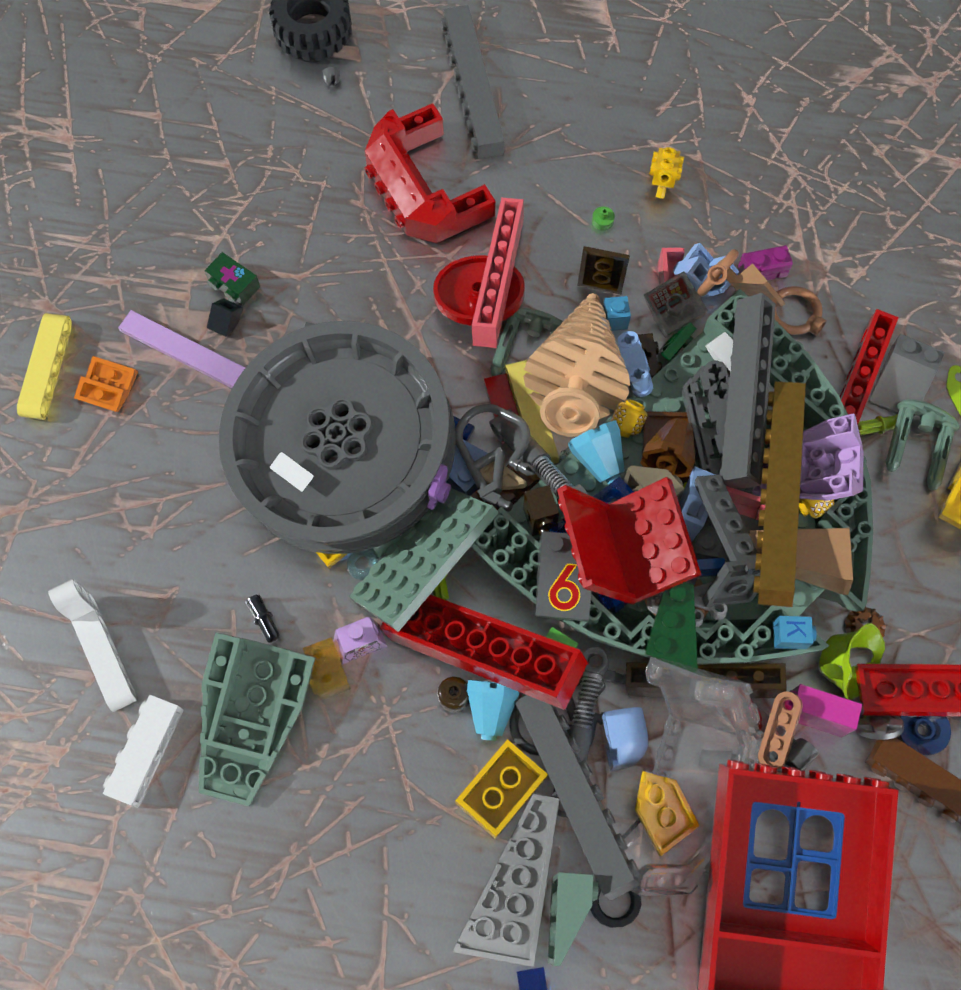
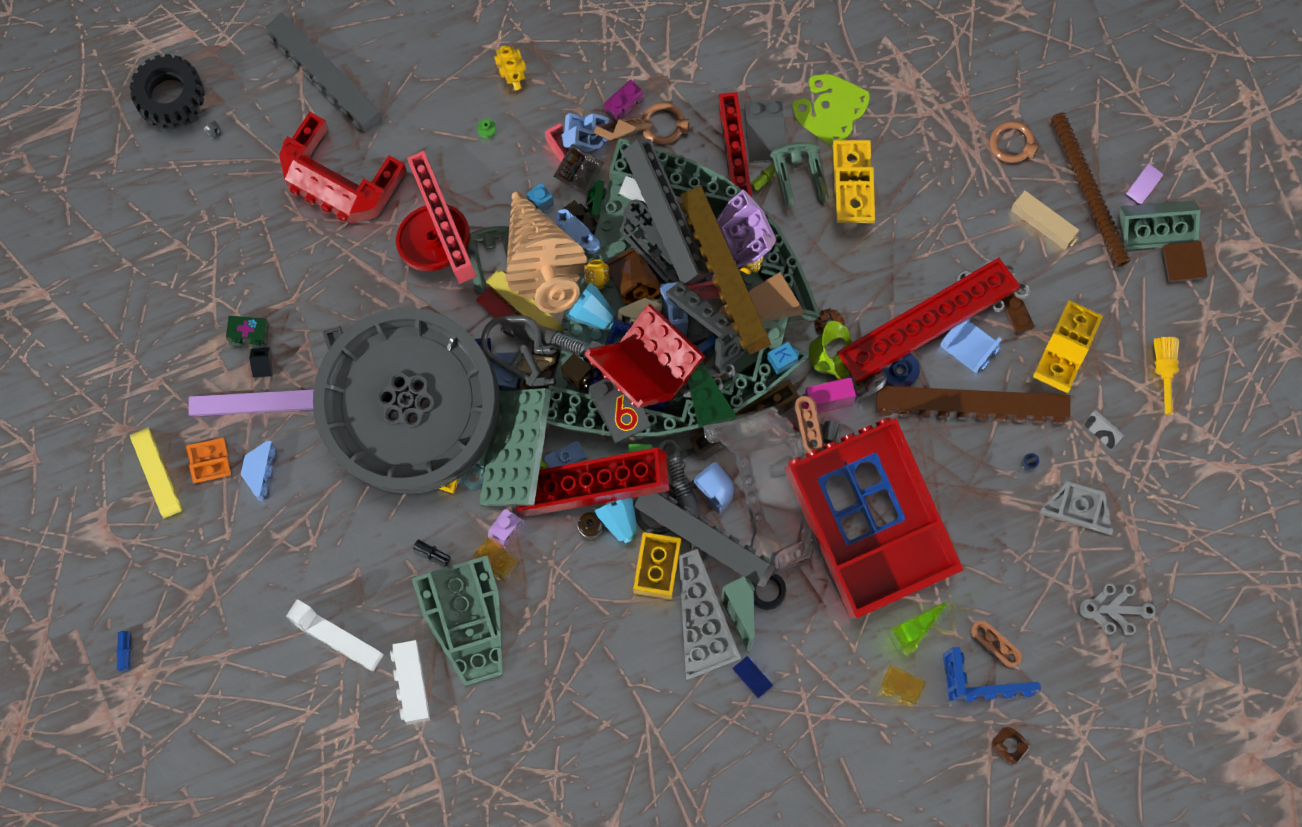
camera: 30 degrees left, 5 degrees up
(146, 421) = (257, 468): none -> light blue slope
(291, 471) = (393, 443): white sticker -> none
(439, 488) = (501, 396): medium lavender animal -> none
(477, 599) = (566, 455): none -> light blue plate
(603, 270) = (512, 171): dark brown slope -> none
(664, 811) = (766, 517): yellow tile -> none
(714, 273) = (595, 147): nougat piece -> none

